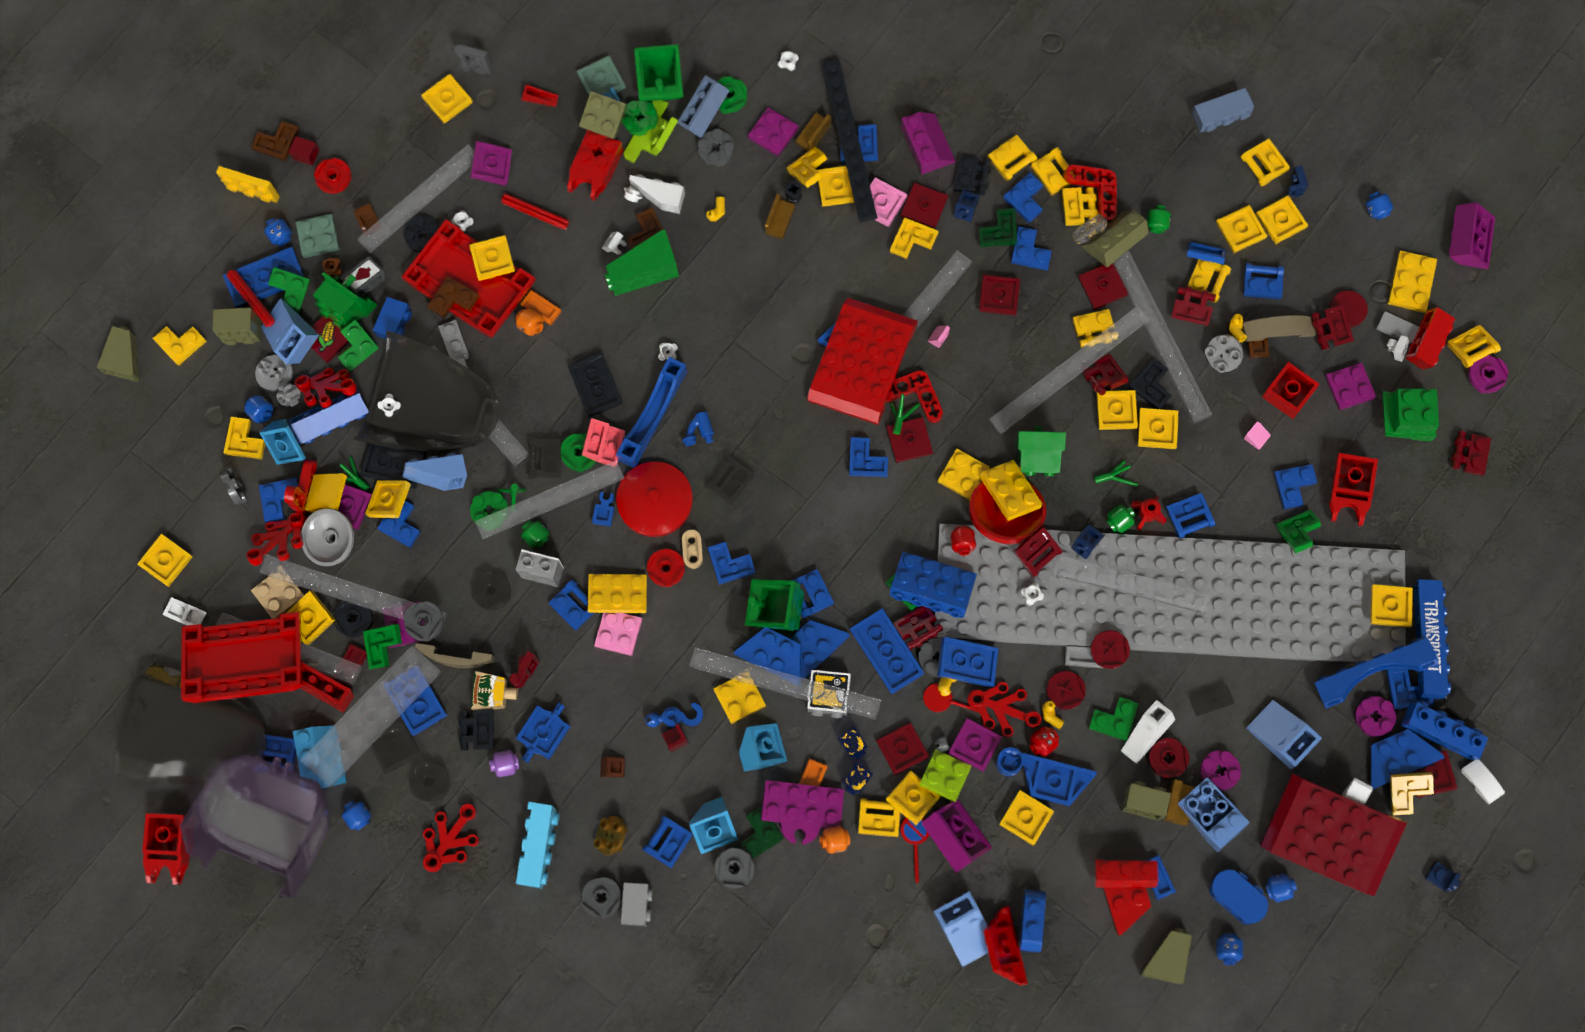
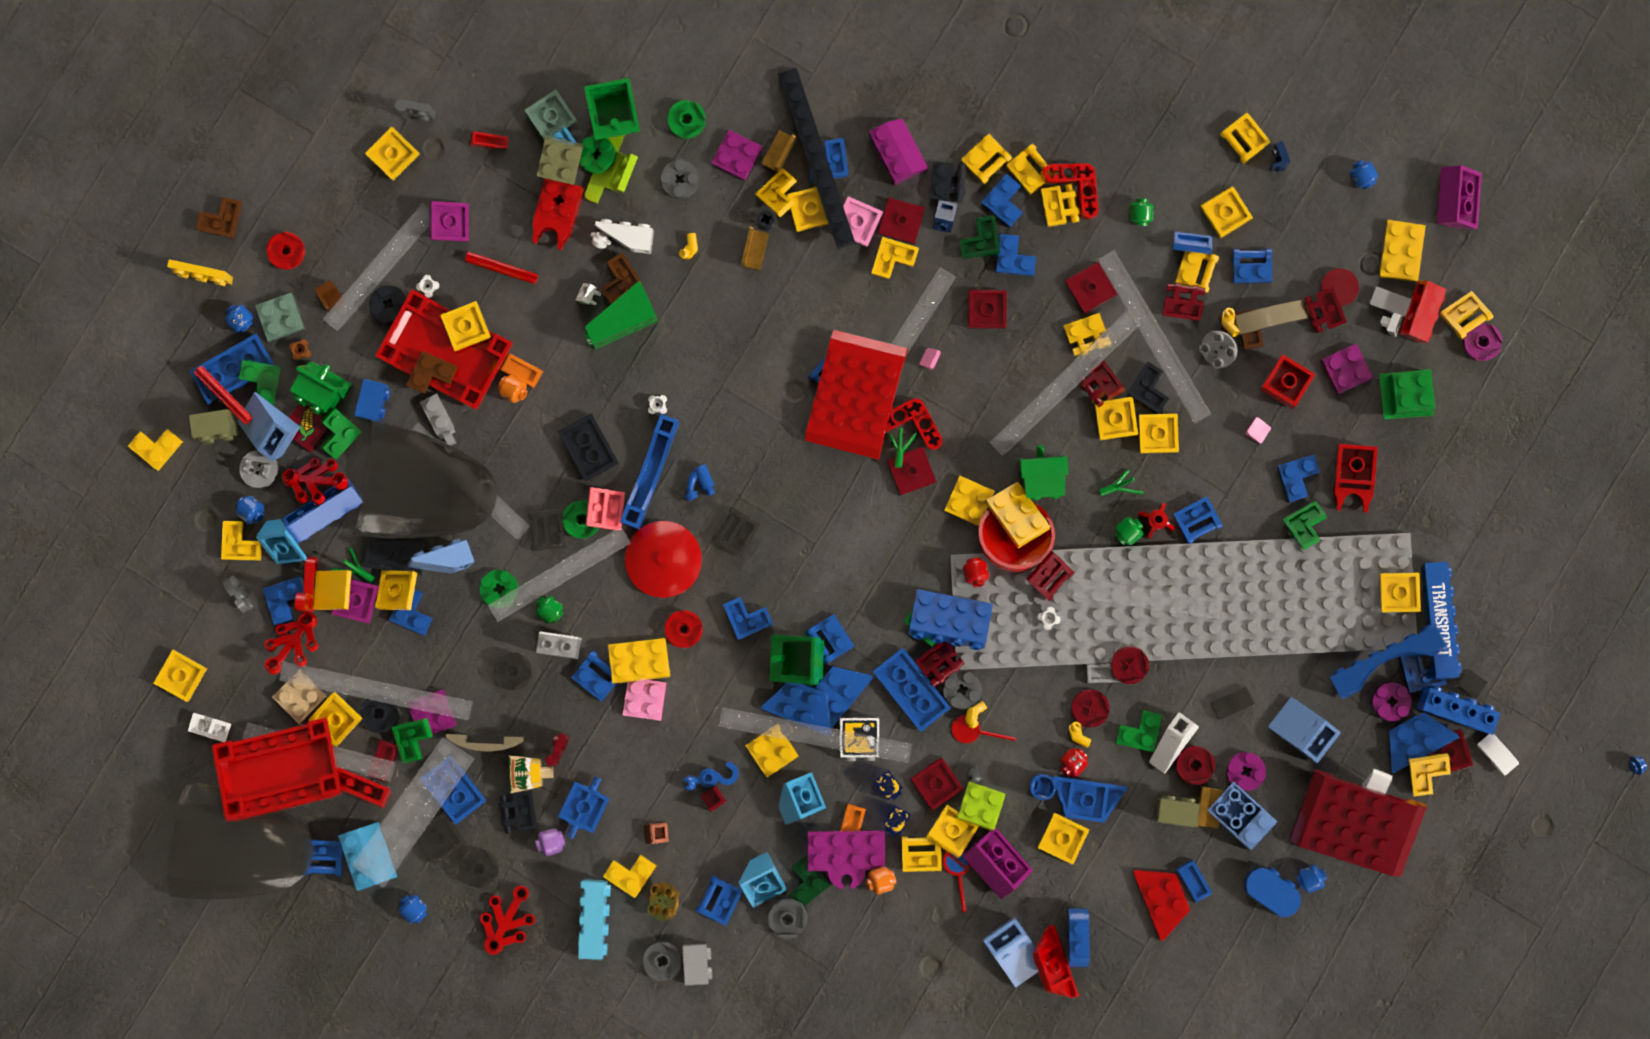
camera: 10 degrees left, 10 degrees up
(120, 355) = (97, 467): olive slope -> none
(164, 850) = (229, 963): red brick -> none
(259, 816) = (322, 923): windscreen -> none
(288, 395) = (278, 492): light grey gear -> none
(304, 151) = (251, 227): dark red panel -> none
(318, 537) = (333, 642): light grey dish -> none
(367, 276) = (338, 357): brick -> none
(389, 410) = (387, 492): white plate -> none
(423, 610) = (442, 718): dark grey plate -> none
(513, 491) = (522, 569): green plant -> none
(581, 812) = (630, 880): none -> yellow plate
(604, 513) = (614, 580): blue plate -> none
(692, 550) = (707, 607): tan plate -> none
(703, 106) = (662, 139): sand blue brick -> none
(788, 56) = (748, 73): white plate -> none
(864, 465) = (866, 501): blue plate -> none
(967, 662) = (992, 692): blue plate -> none
(975, 745) = (1007, 773): magenta plate -> none
(1000, 708) = (1028, 733): red plant -> none
(1087, 541) = (1098, 559): dark blue bracket -> none
(1089, 229) = (1072, 230): clear plate -> none
(1117, 238) = (1100, 236): olive slope -> none
(1126, 874) = (1163, 884): red brick -> none
(1170, 958) = (1211, 957): olive slope -> none
(1222, 110) = (1198, 86): sand blue brick -> none
(1229, 948) = (1267, 942): blue head -> none
(1281, 219) = (1266, 198): yellow tile -> none
(1443, 877) = (1465, 851): dark blue bracket -> none
(1477, 453) = (1475, 425): dark red plate -> none

